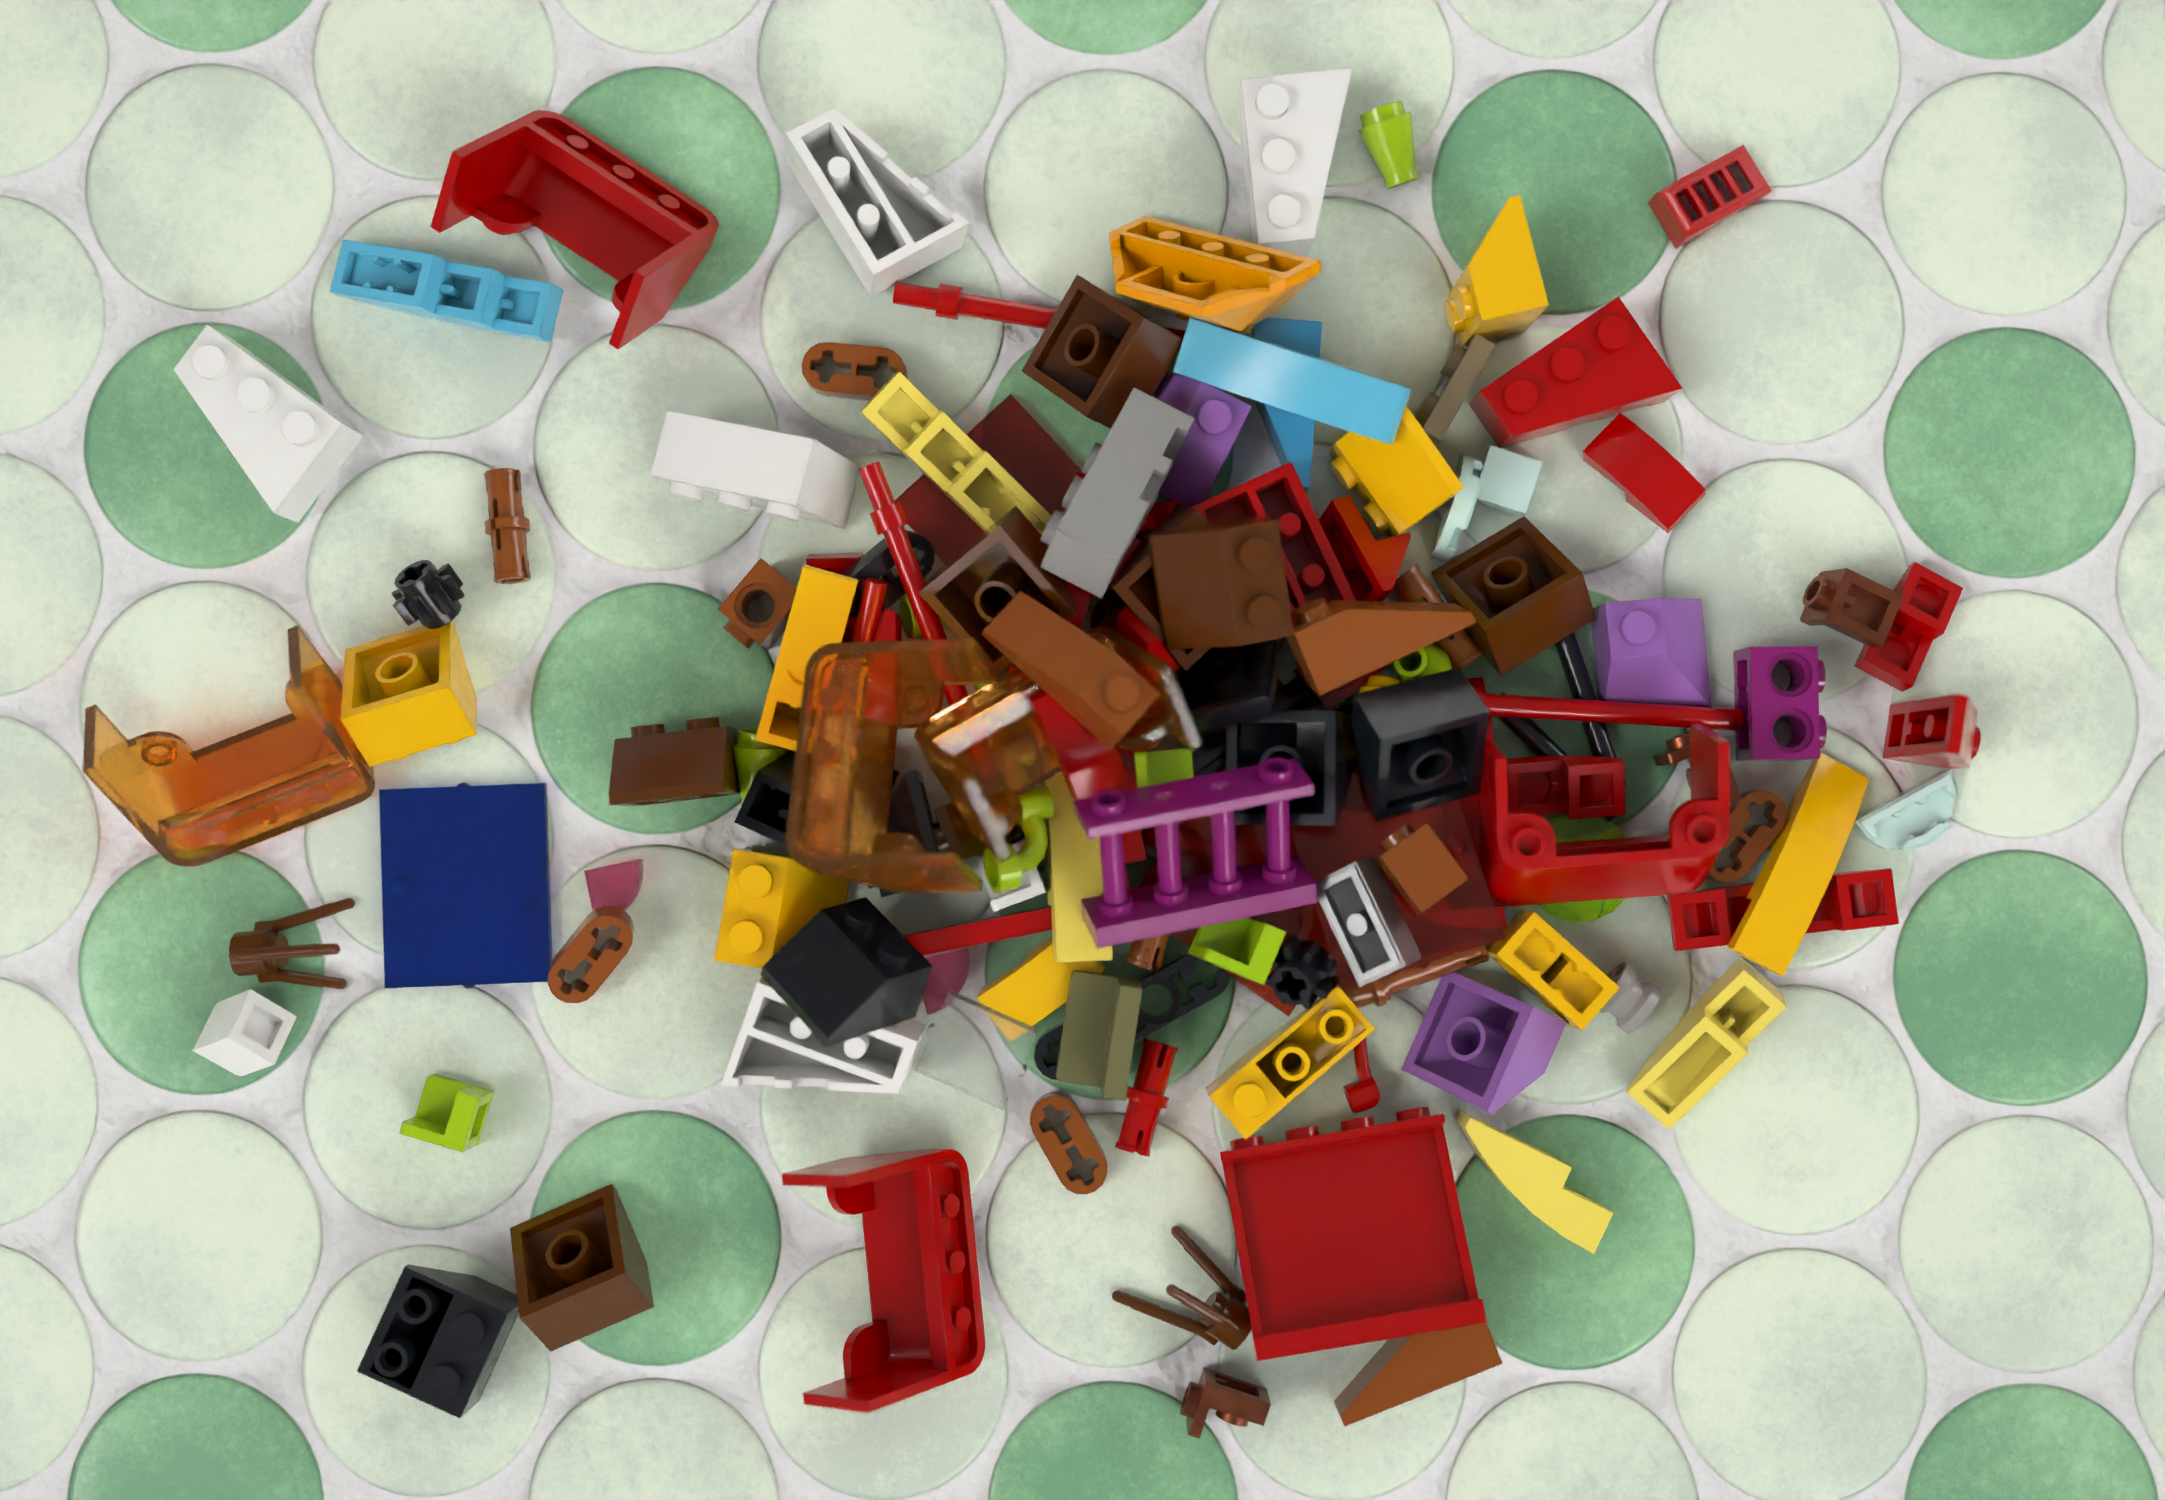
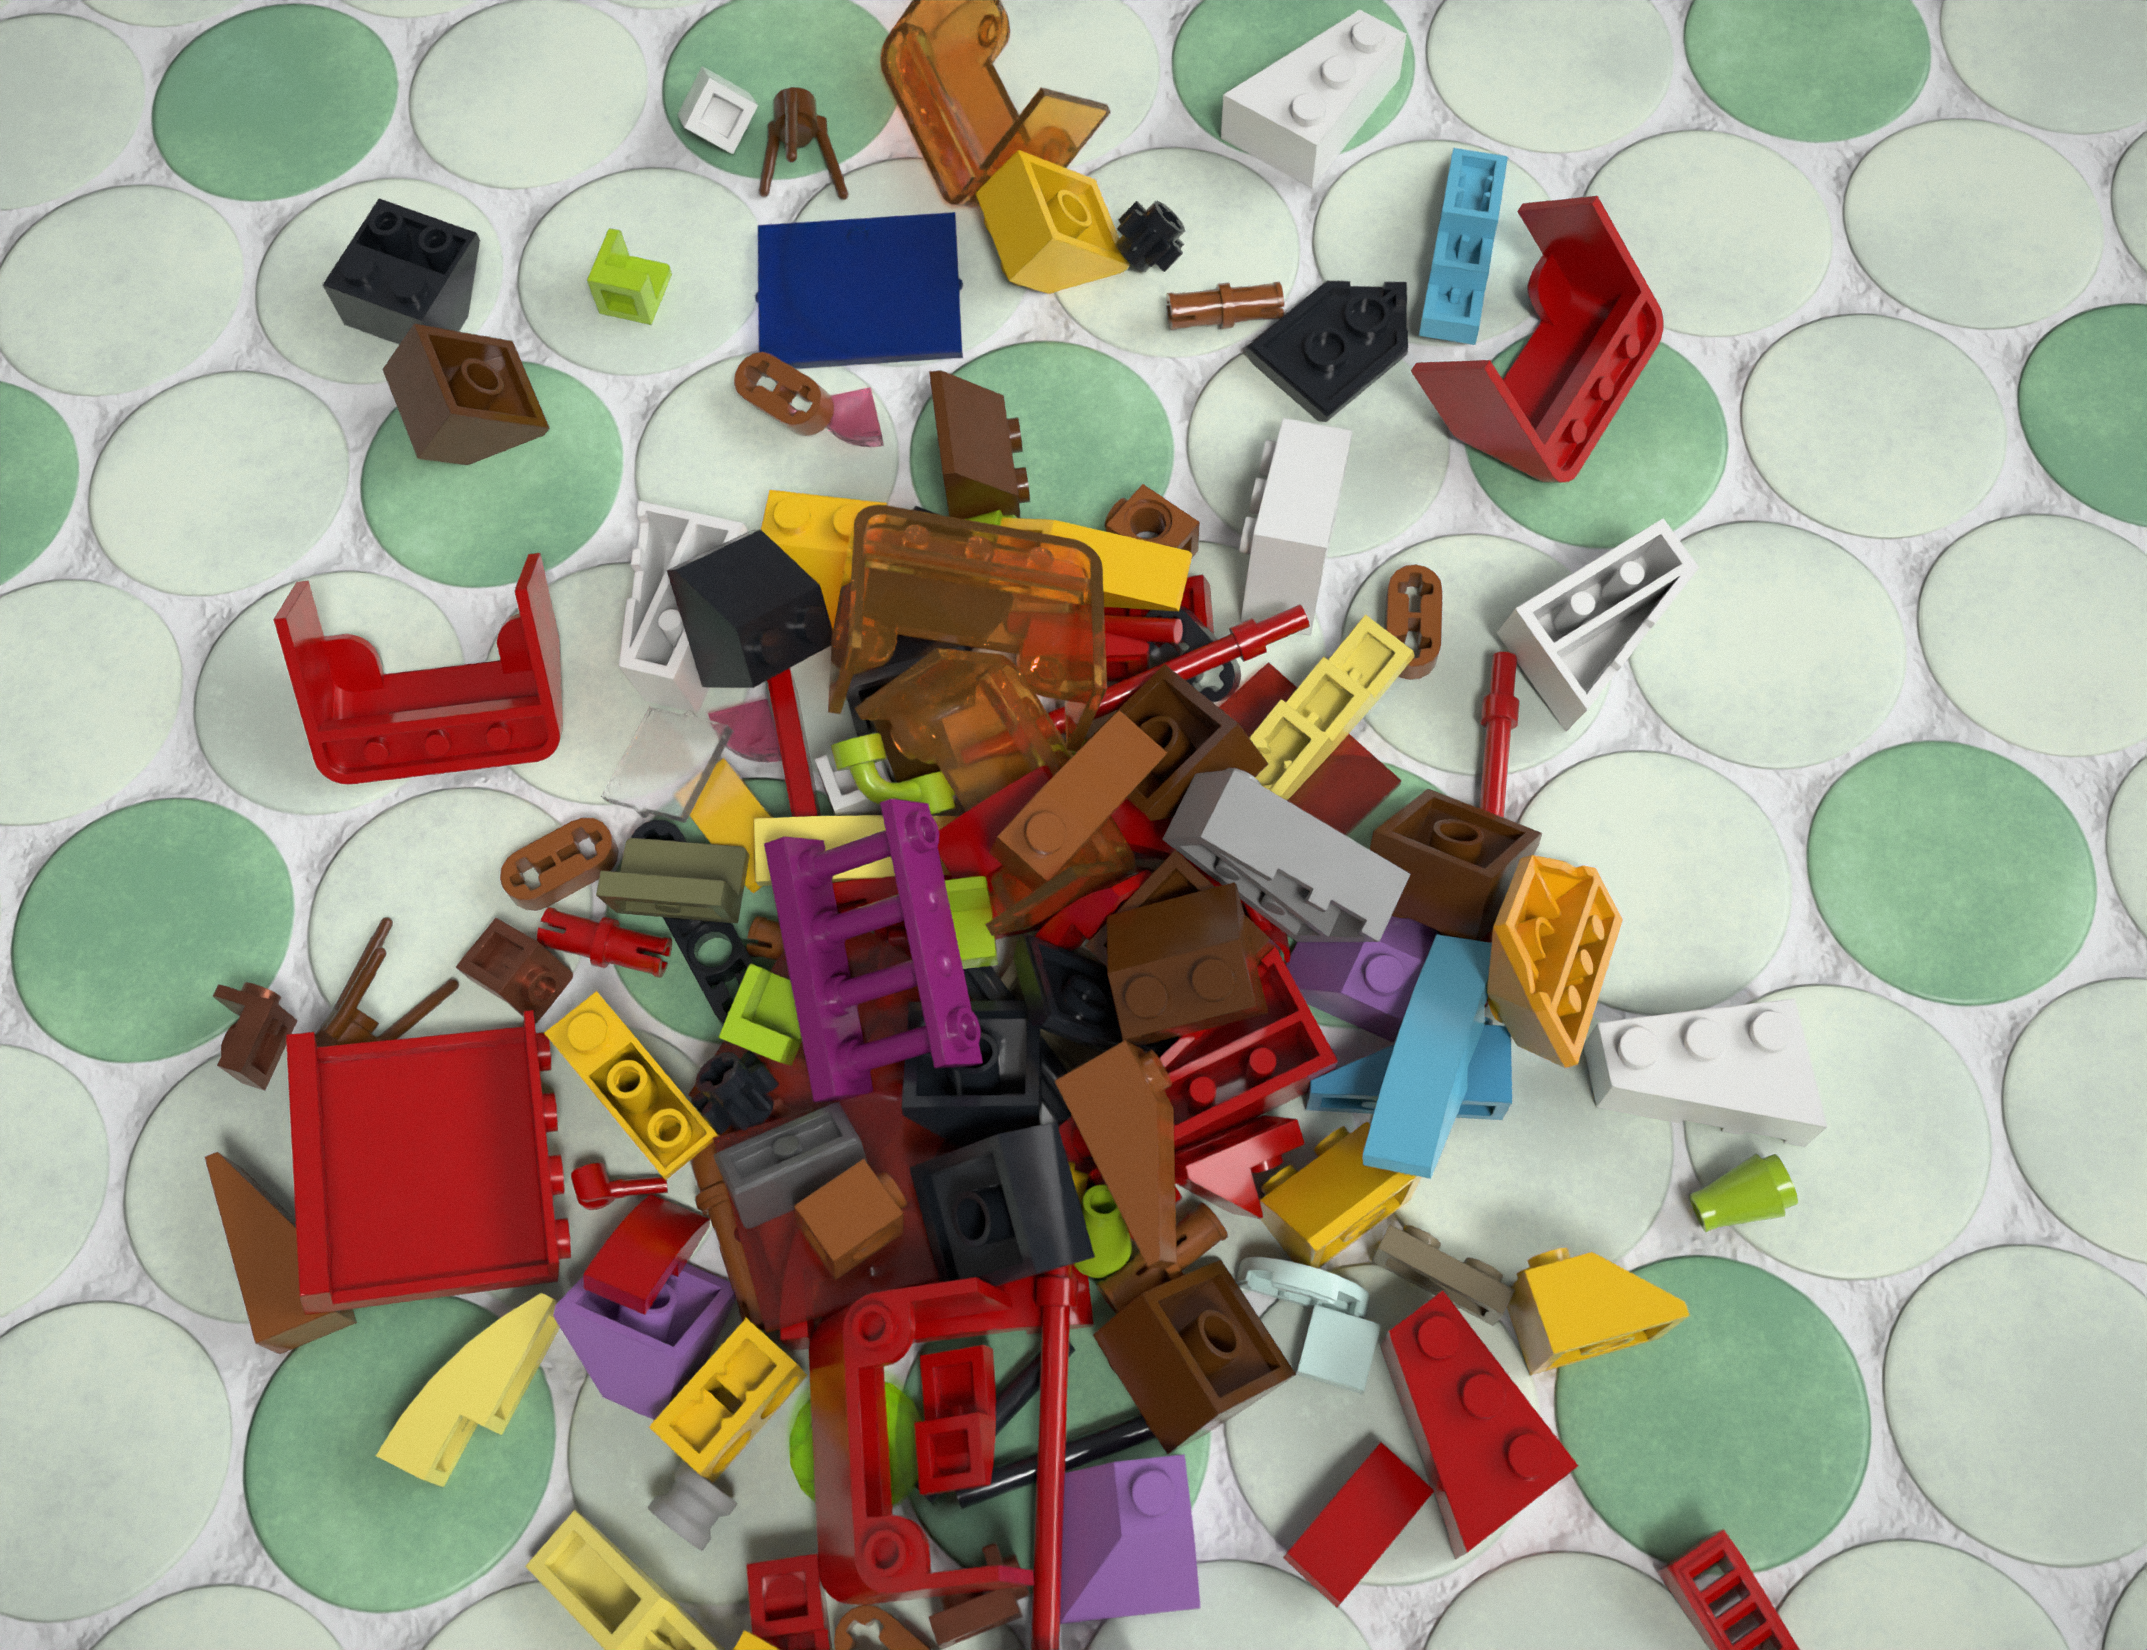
camera: 90 degrees right, 20 degrees down
(552, 422) = (1334, 344): none -> black tile
(1170, 1176) = (515, 969): none -> copper bracket
(1428, 1043) = (644, 1252): none -> red slope

